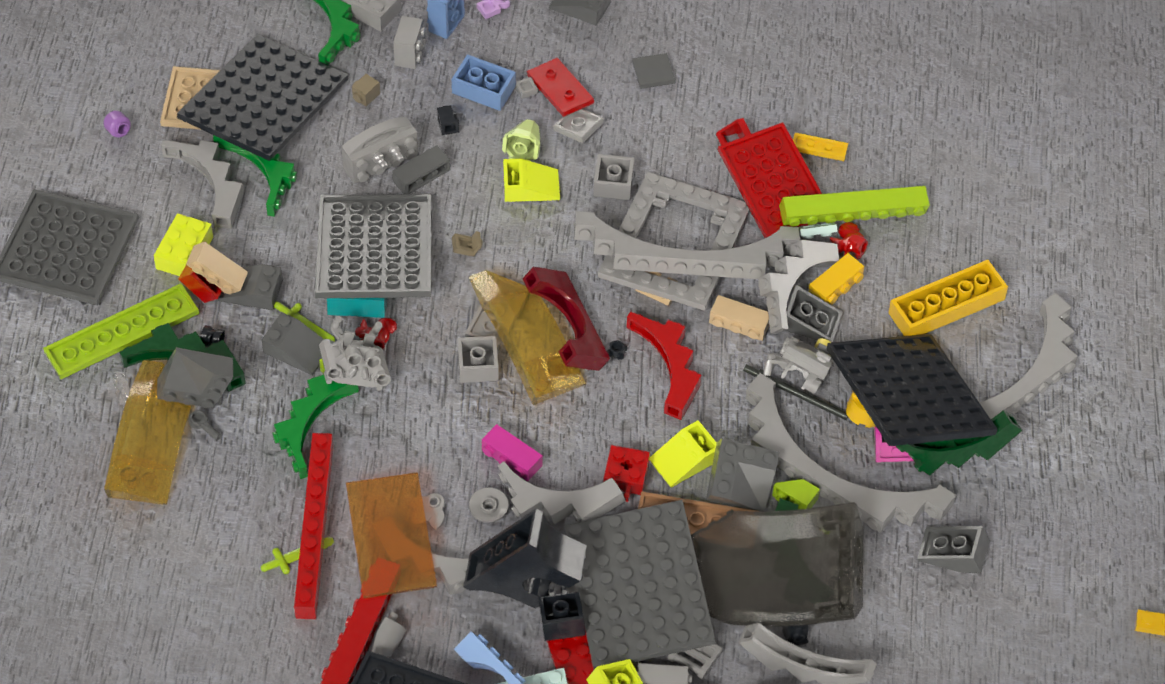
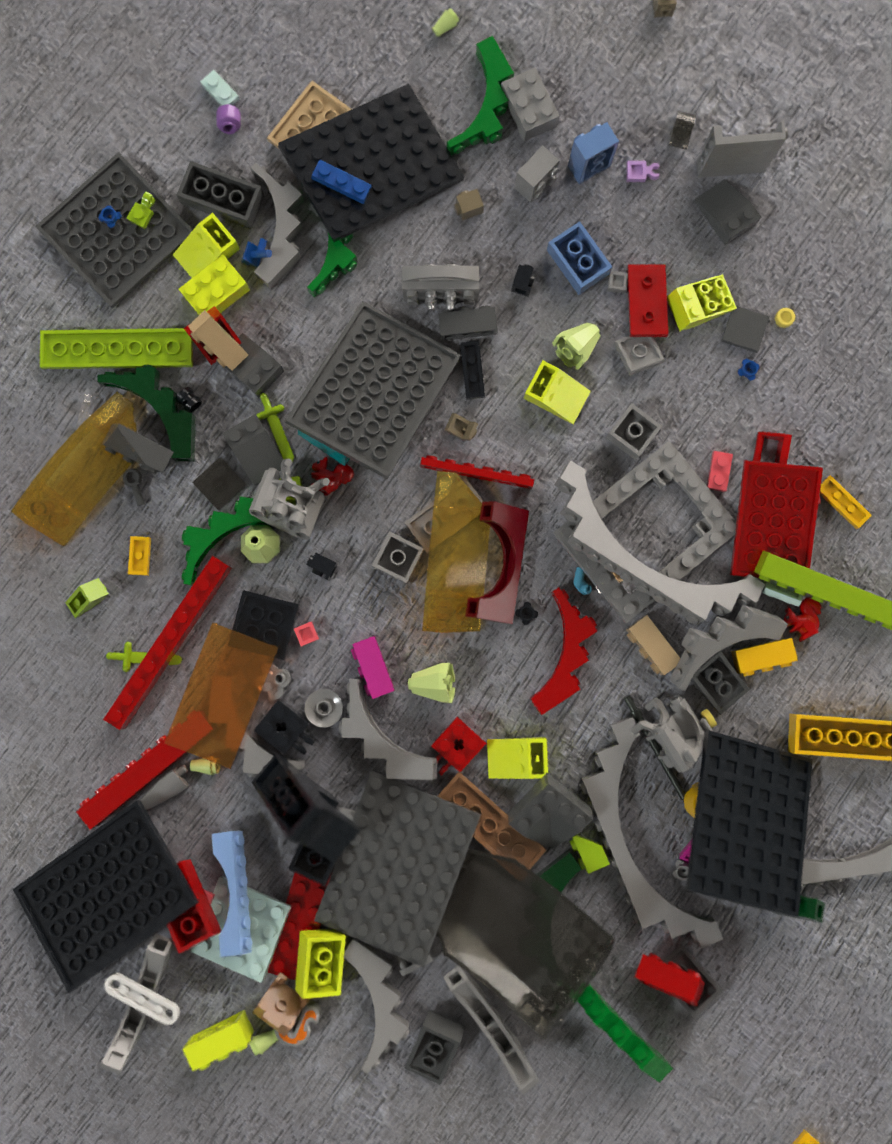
camera: 30 degrees right, 30 degrees up
(56, 230) = (106, 212): none -> blue plate
(84, 220) = (141, 213): none -> lime plate
(93, 109) = (219, 89): none -> light aqua plate
(146, 176) = (220, 194): none -> dark grey brick
(155, 218) = (205, 245): none -> neon yellow slope
(200, 207) = (254, 253): none -> blue arm
(214, 529) = (86, 597): none -> lime slope
(243, 474) = (139, 556): none -> yellow plate
(249, 114) = (341, 181): none -> blue plate
(280, 386) = (219, 483): none -> clear smoke plate
(346, 411) = (266, 547): none -> yellowish green cone
(391, 460) = (266, 620): none -> black plate
(412, 604) = (205, 766): none -> yellowish green cone
(414, 399) = (322, 565): none -> black brick
(434, 458) = (306, 633): none -> coral plate
(448, 201) = (472, 370): none -> black plate
(462, 534) = (284, 740): none -> black hinge
(505, 268) = (485, 473): none -> red plate
(573, 434) = (434, 683): none -> yellowish green cone
(603, 68) = (700, 302): none -> neon yellow slope
(651, 308) = (579, 582): none -> medium azure arm
(676, 95) = (754, 367): none -> blue plate
(679, 49) = (784, 317): none -> light yellow tile
(704, 174) = (719, 471): none -> coral plate
(889, 463) = (678, 873): none -> light grey plate
(923, 601) = (623, 1035): none -> green arch
(932, 540) = (670, 979): none -> red brick

